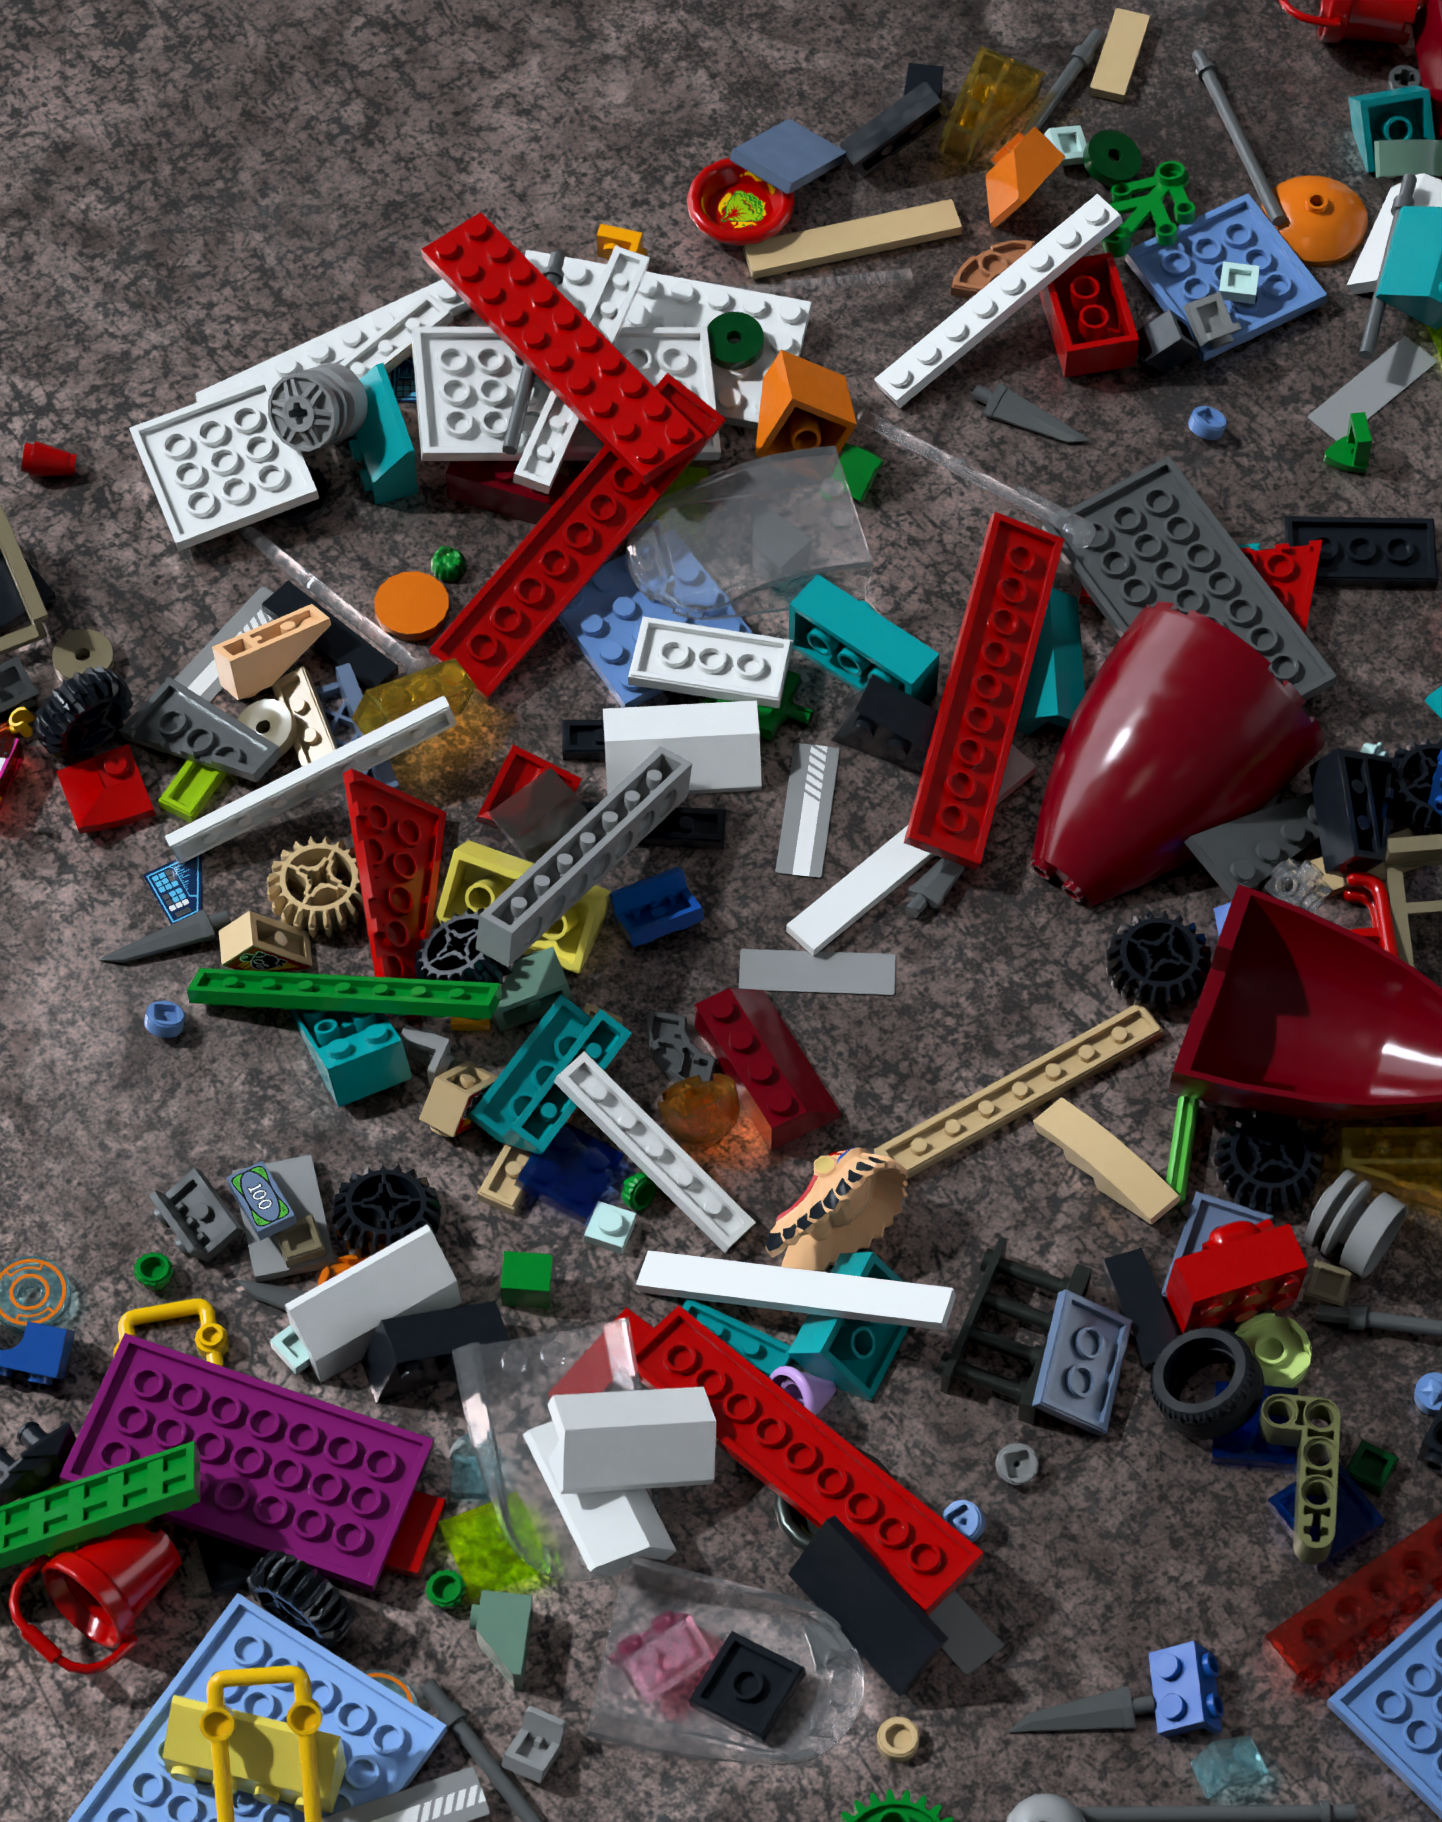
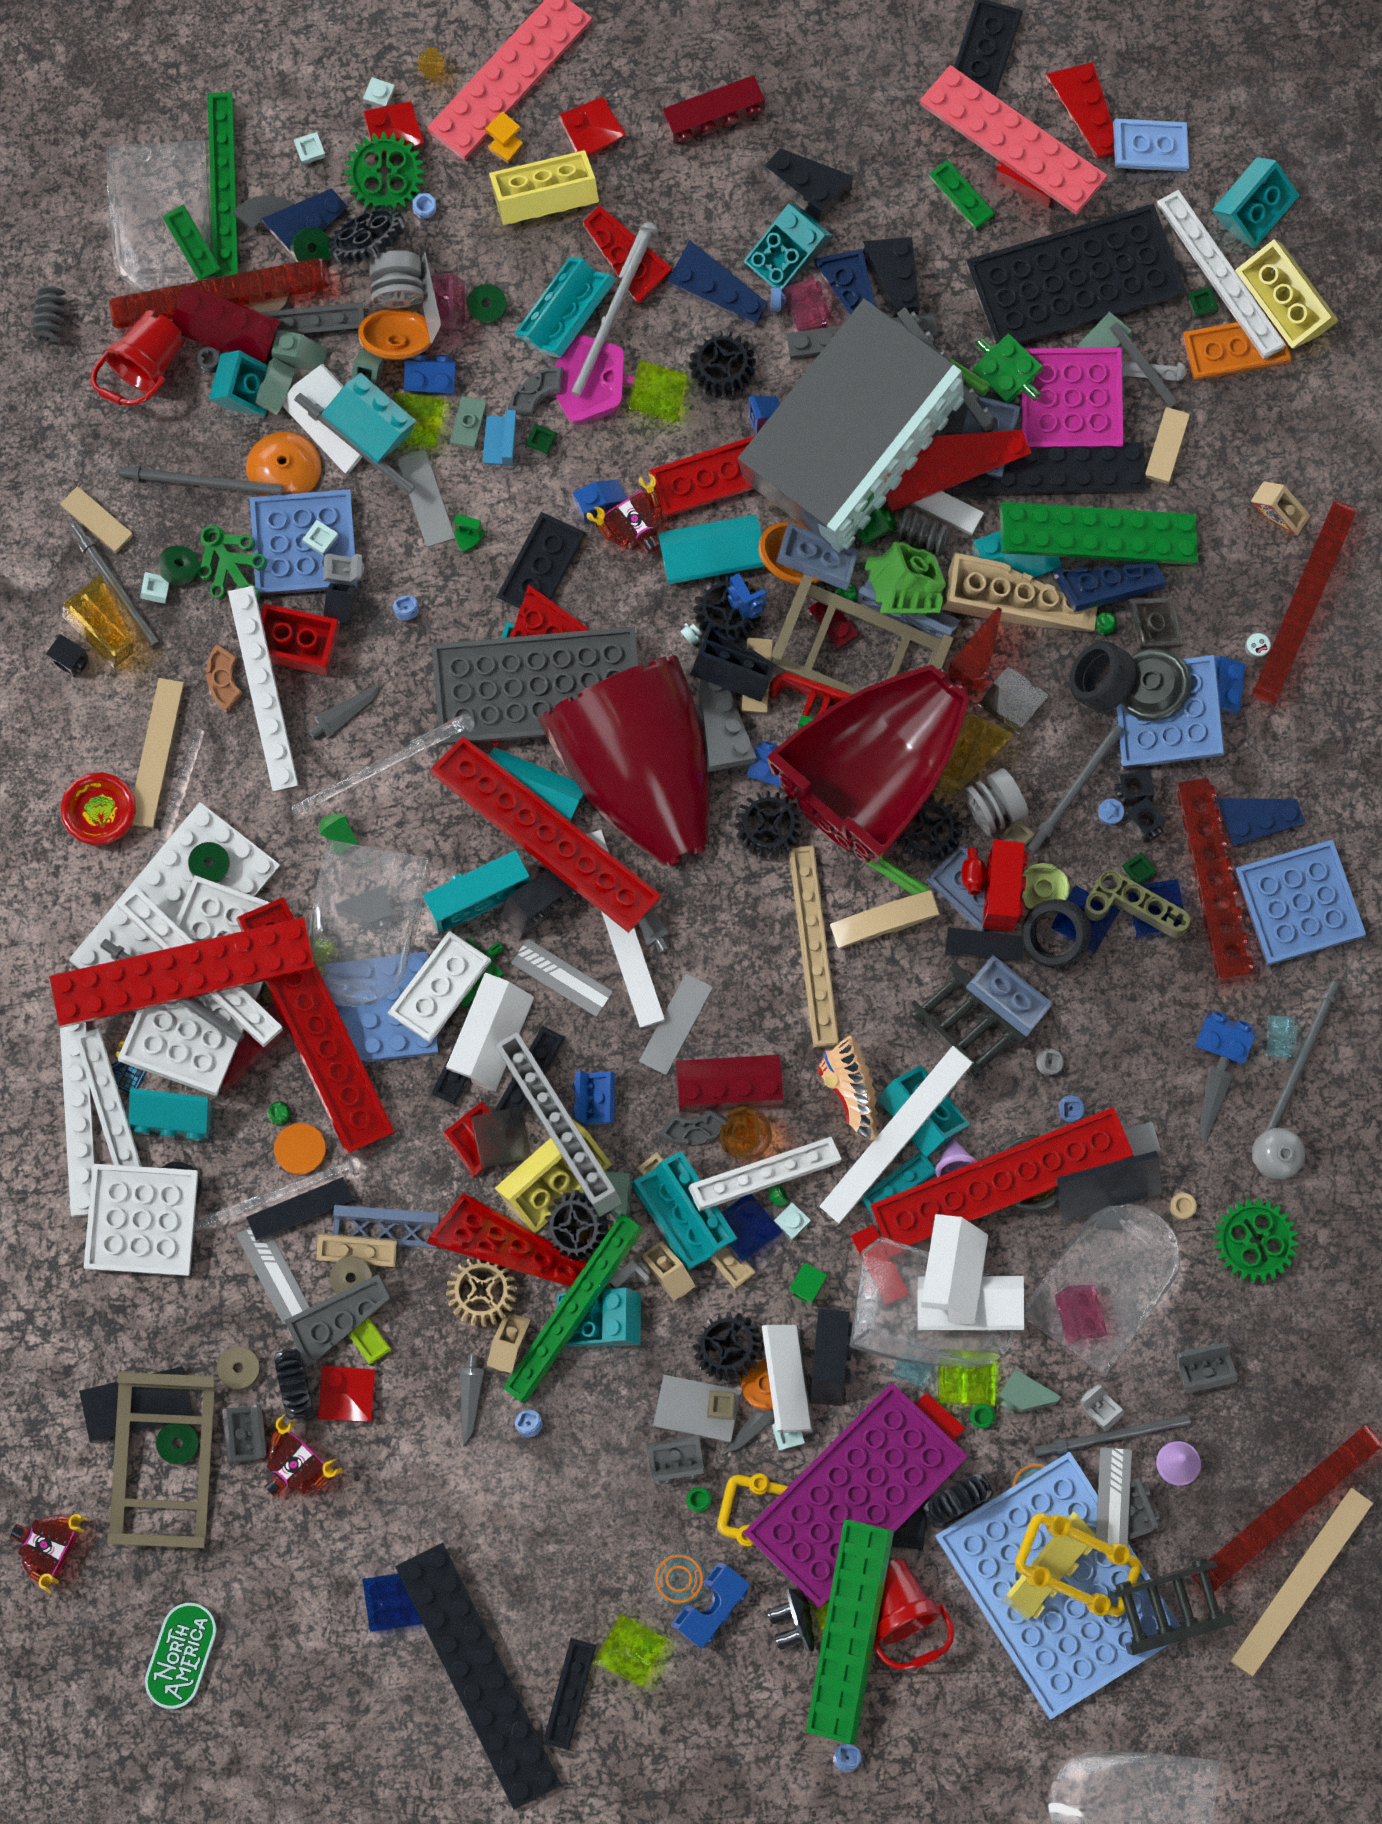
camera: 65 degrees left, 15 degrees up
(47, 461) = (77, 1330): red cone -> none
(177, 888) = (434, 1377): dark blue sticker -> none
(261, 1200) = (687, 1416): sand blue tile -> none
(265, 653) = (298, 1251): light nougat slope -> none
(311, 780) = (412, 1264): white tile -> none
(317, 406) = (143, 1143): light grey wheel -> none
(405, 694) = (385, 1178): clear yellow brick -> none
(613, 236) = (91, 899): light orange bracket -> none
(747, 1687) = (1118, 1274): black tile -> none
(788, 156) = (79, 763): sand blue tile -> none
(802, 407) = (286, 846): orange slope -> none
(894, 129) = (90, 687): black panel -> none
(1018, 172) = (173, 629): orange slope -> none
(1298, 884) = (762, 722): clear brick -> none

